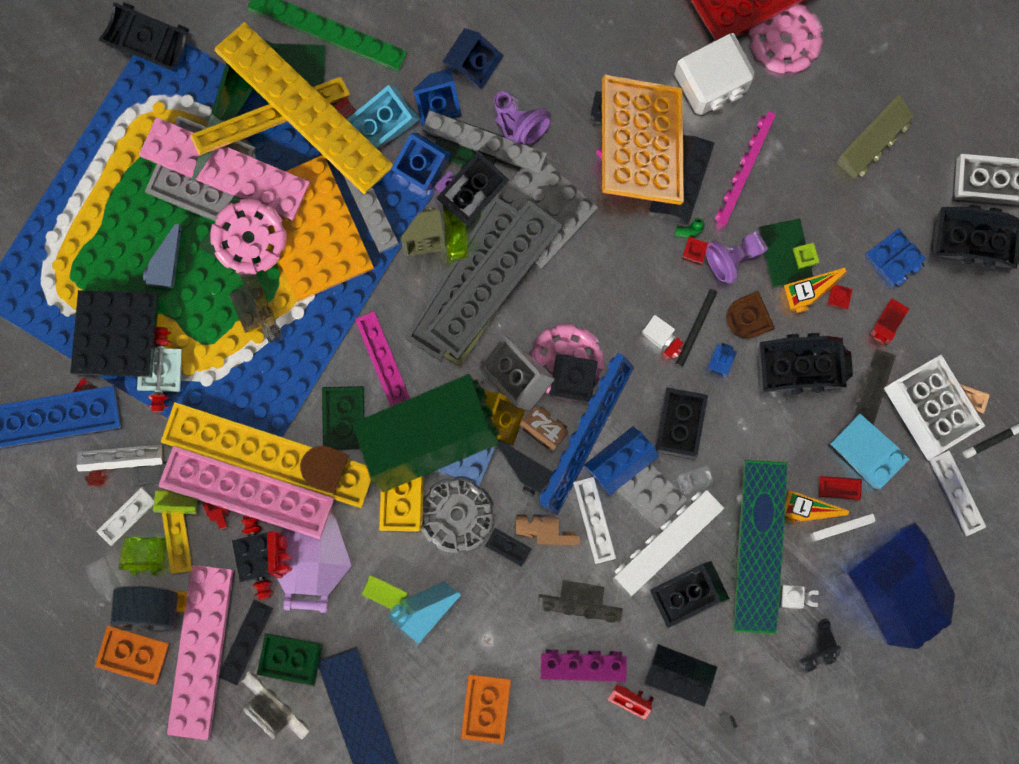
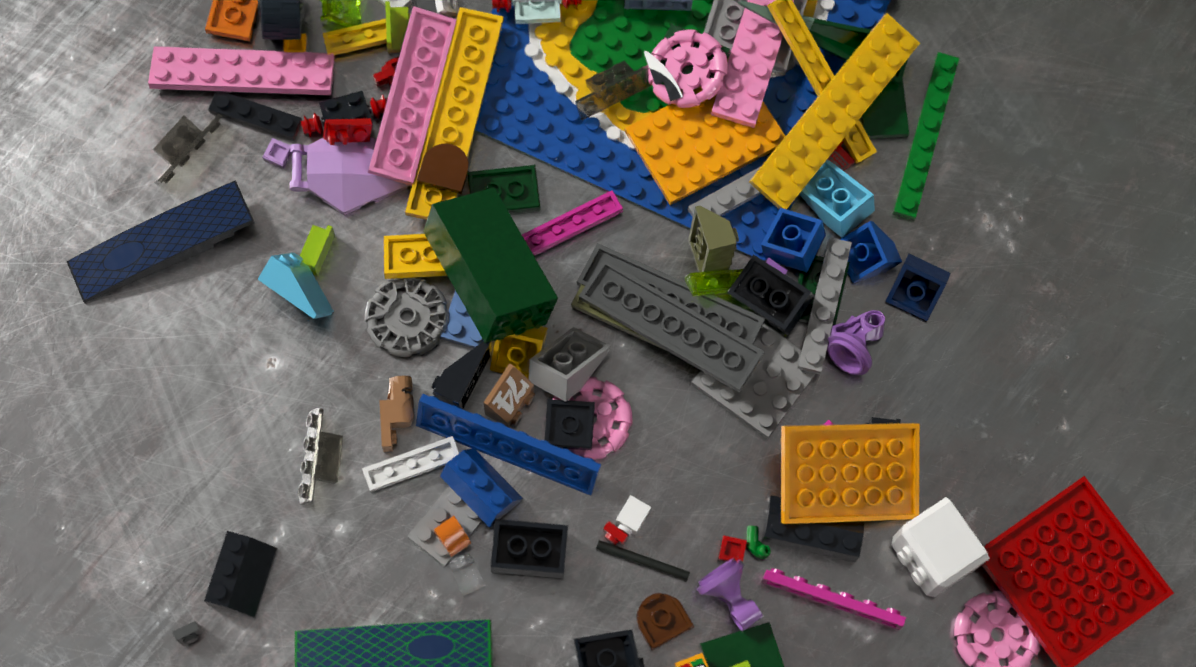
camera: 80 degrees right, 10 degrees down
(252, 261) = (661, 74): none -> sticker
(286, 623) = (277, 153): none -> lavender tile
(289, 659) = (237, 156): dark green tile -> none
(485, 709) = (194, 365): orange plate -> none
(508, 547) = (374, 373): black plate -> none
(583, 667) = (245, 466): magenta brick -> none
(629, 701) = (212, 514): red plate -> none
(665, 488) = (452, 536): none -> orange brick
(668, 543) = (392, 548): white brick -> none
(689, 594) = (335, 578): black slope -> none
(722, 359) = (608, 590): blue brick -> none

